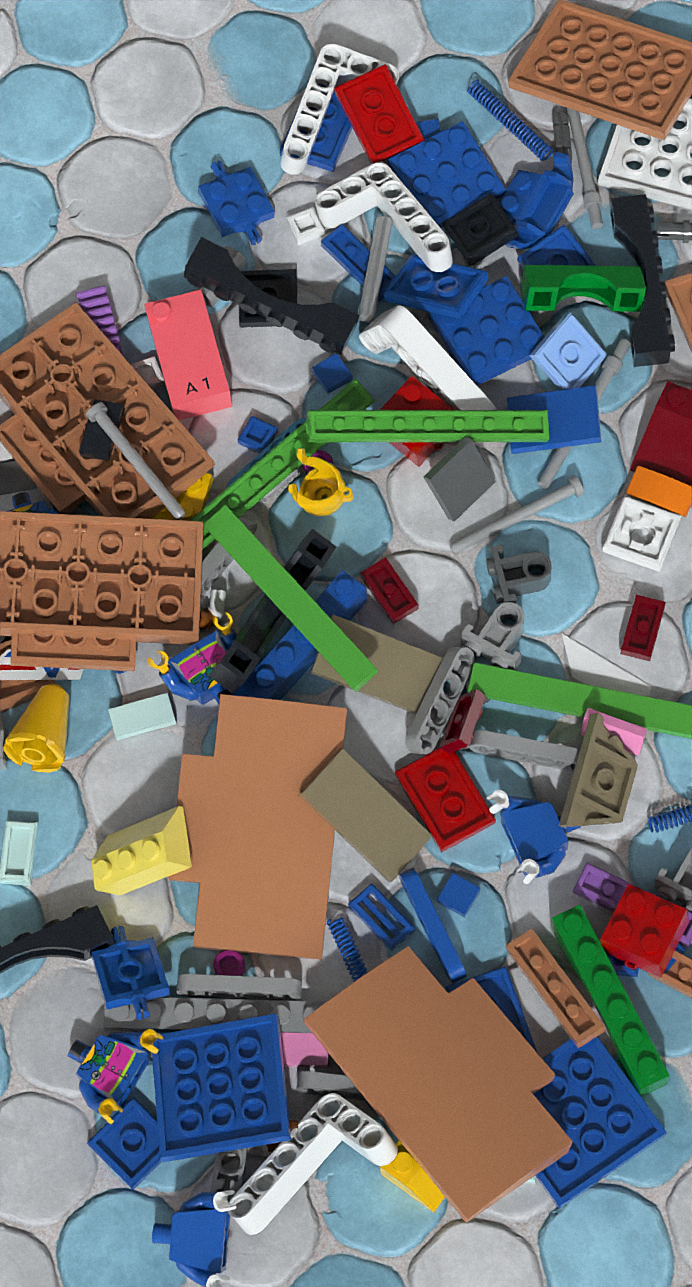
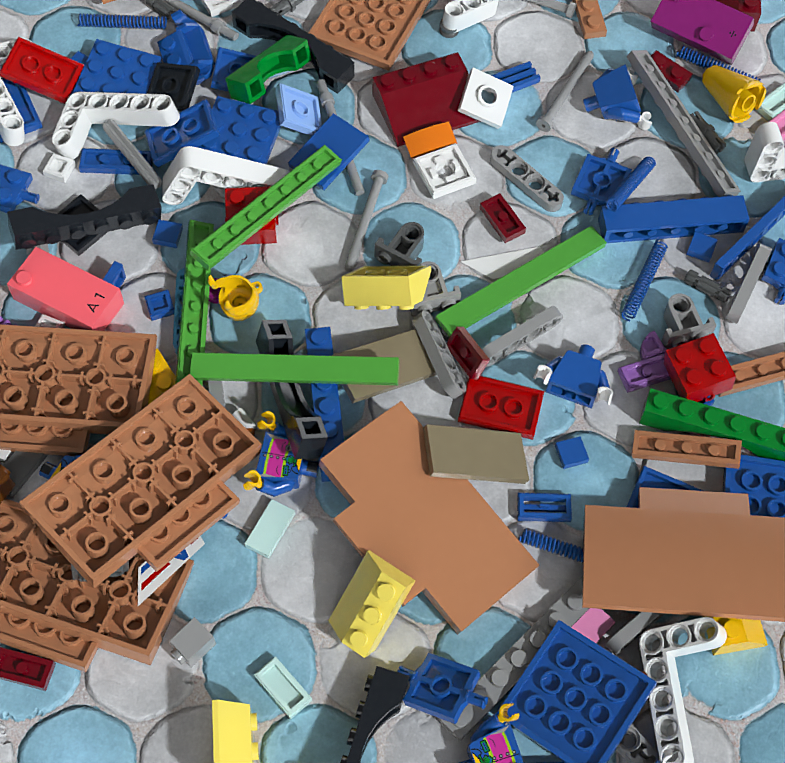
camera: 55 degrees left, 5 degrees down
(41, 731) = (219, 595): yellow cone -> none
(95, 441) = (61, 377): black tile -> none
(98, 413) = (51, 367): light grey bar -> none
(229, 963) = (491, 624): magenta tile -> none
(239, 987) = (513, 630): light grey beam -> none
(242, 376) = (115, 274): none -> blue tile
(389, 590) = (340, 320): dark red plate -> none
(432, 925) = (579, 482): blue beam -> none
(456, 594) = (385, 286): none -> light yellow slope
(459, 479) = (314, 223): dark grey tile -> none
(600, 779) = (578, 314): dark tan wing -> none
(629, 734) = (552, 284): bright pink tile -> none
(641, 873) = (651, 346): none -> medium lavender tile

